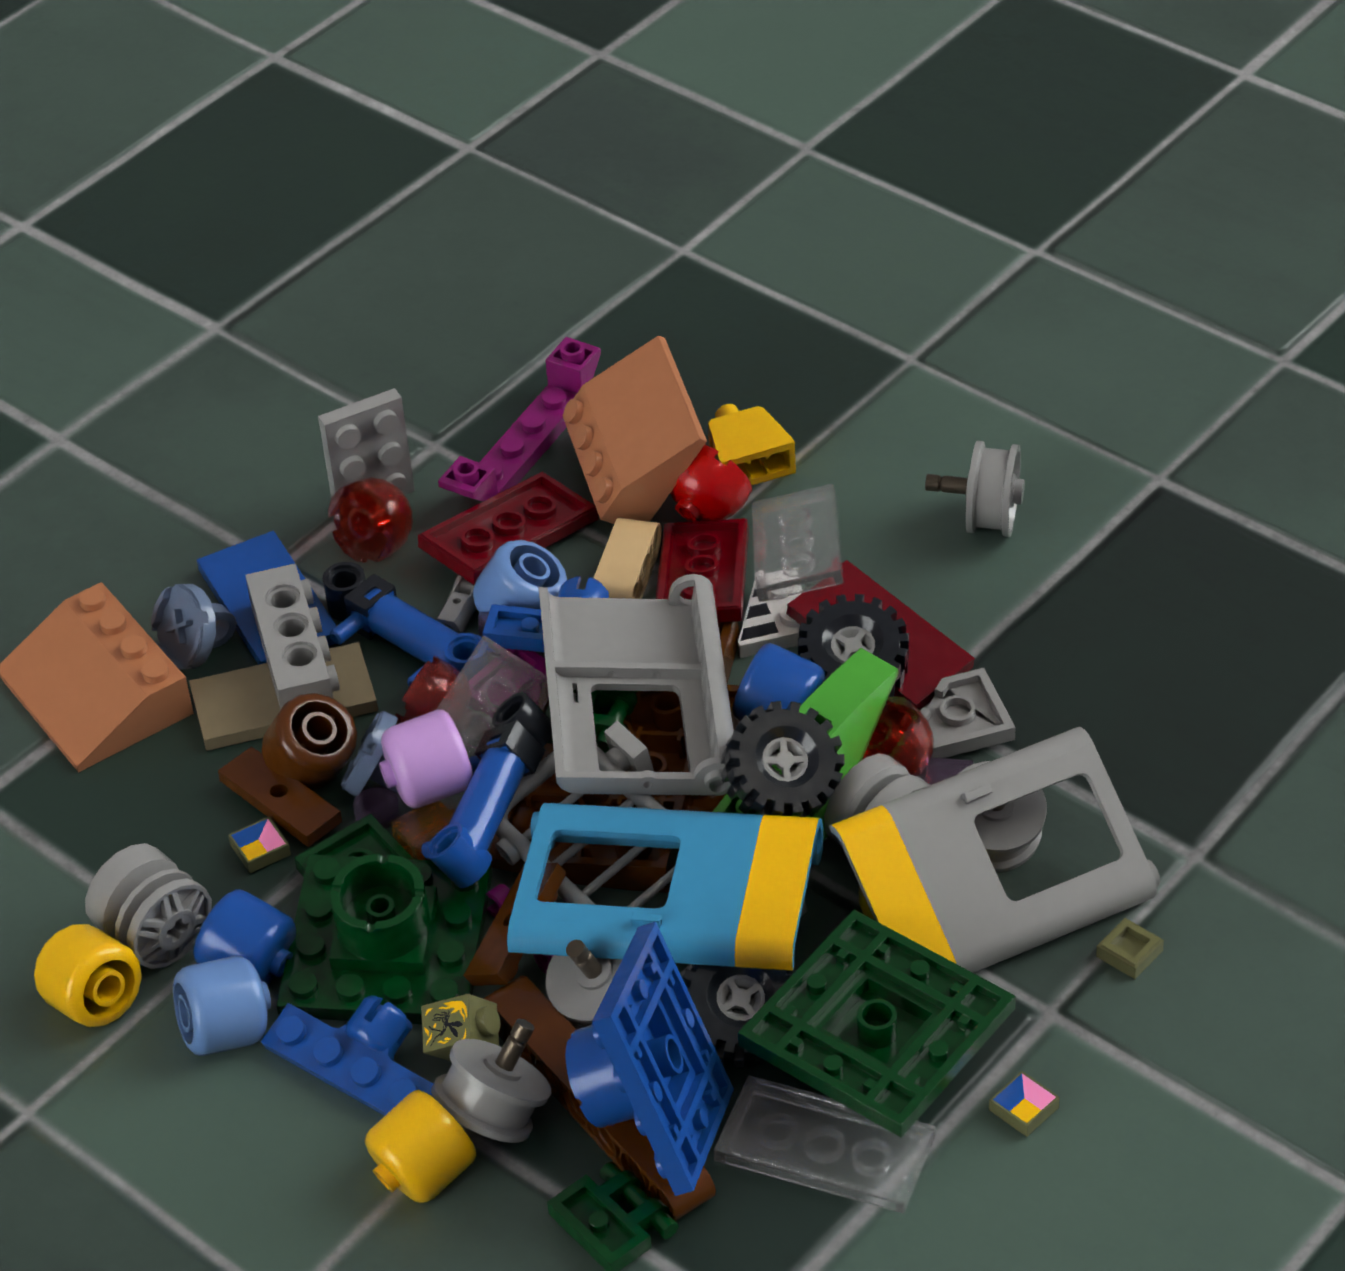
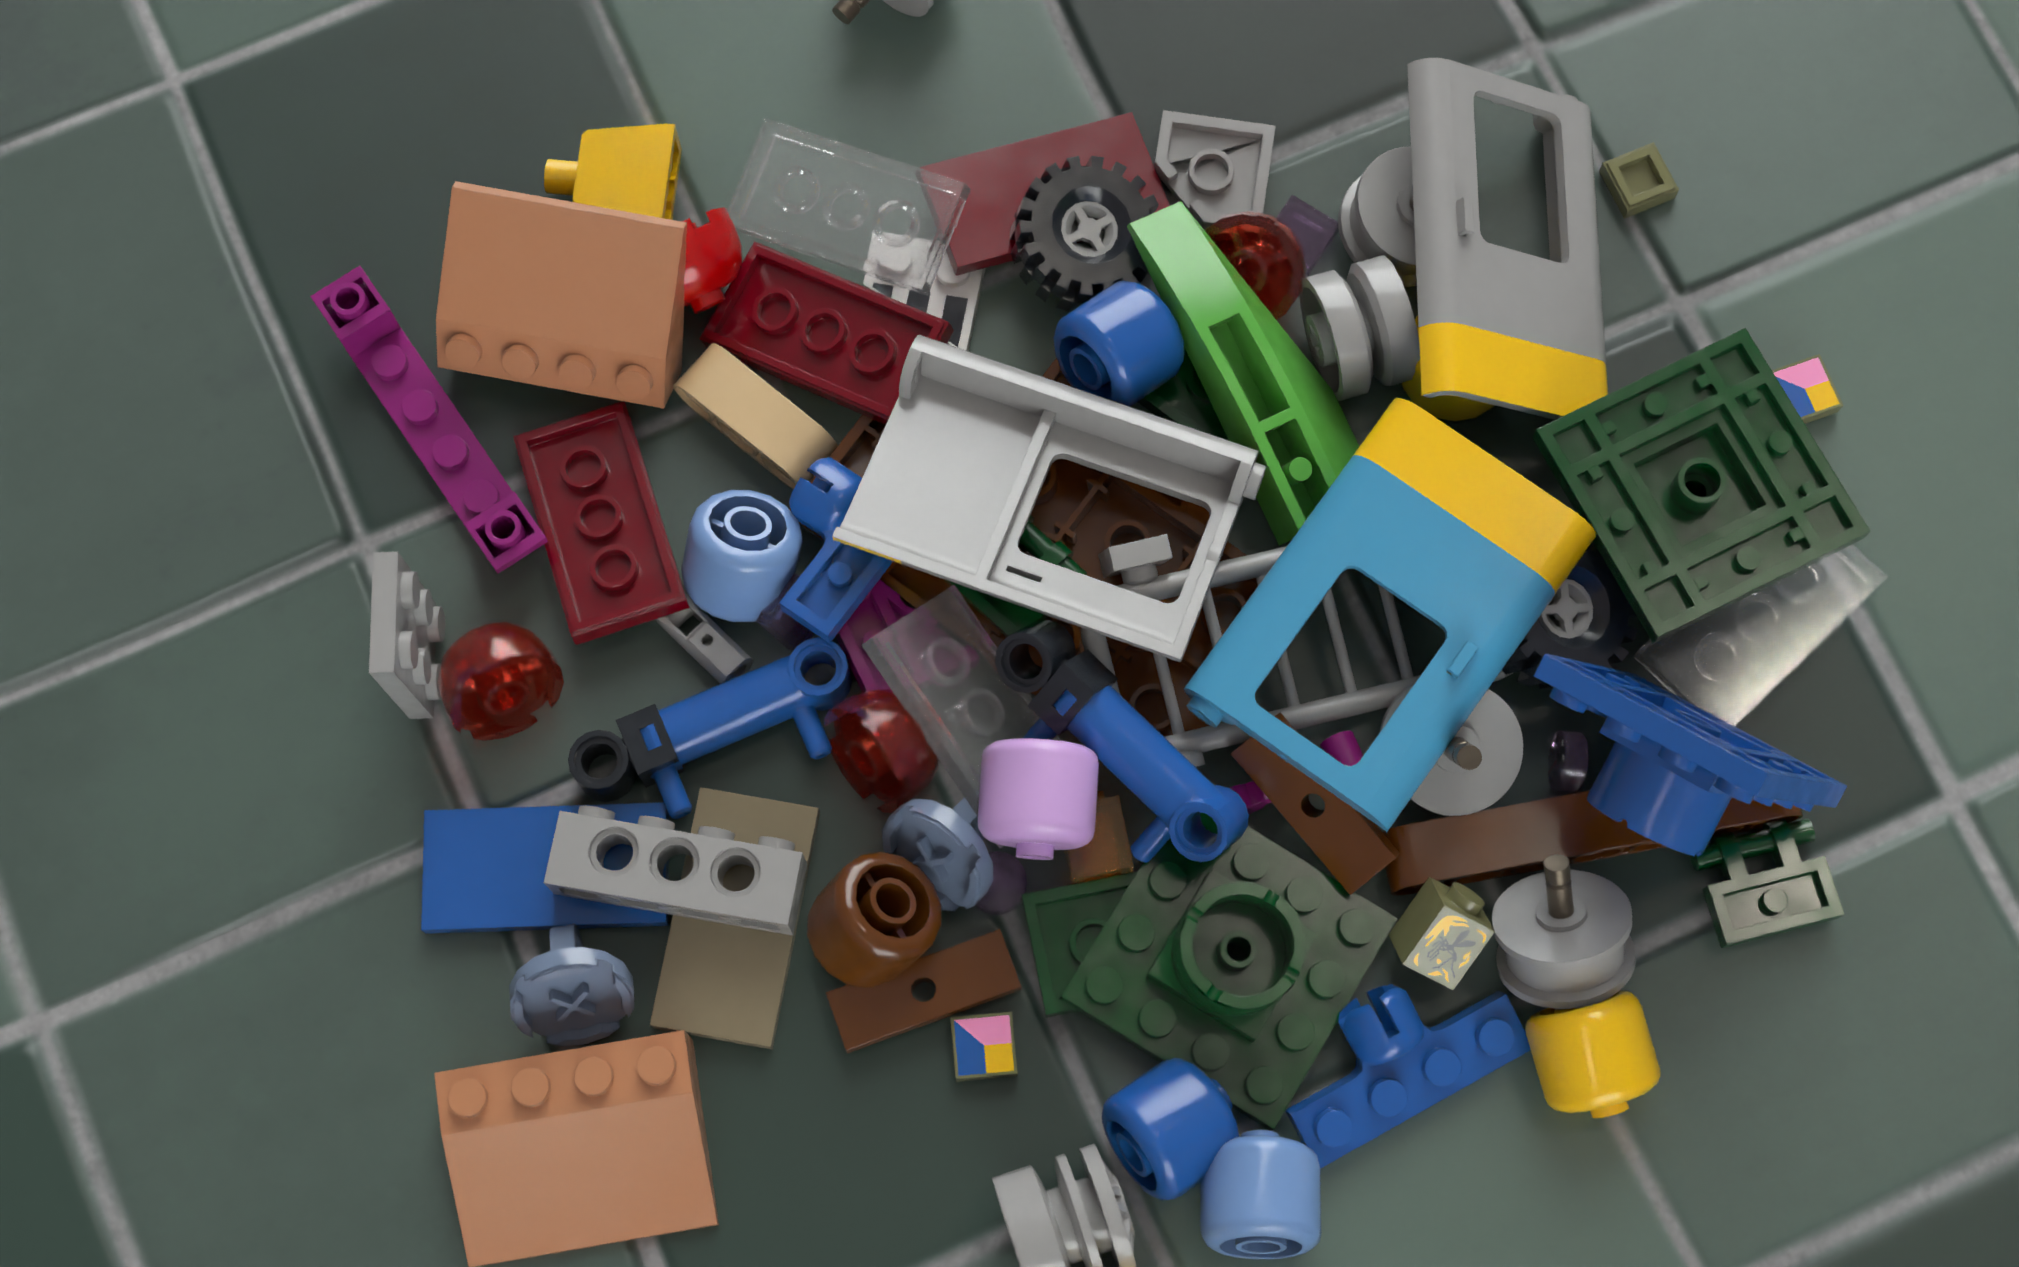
camera: 65 degrees left, 30 degrees up
(796, 747) = (1297, 398): black wheel -> none

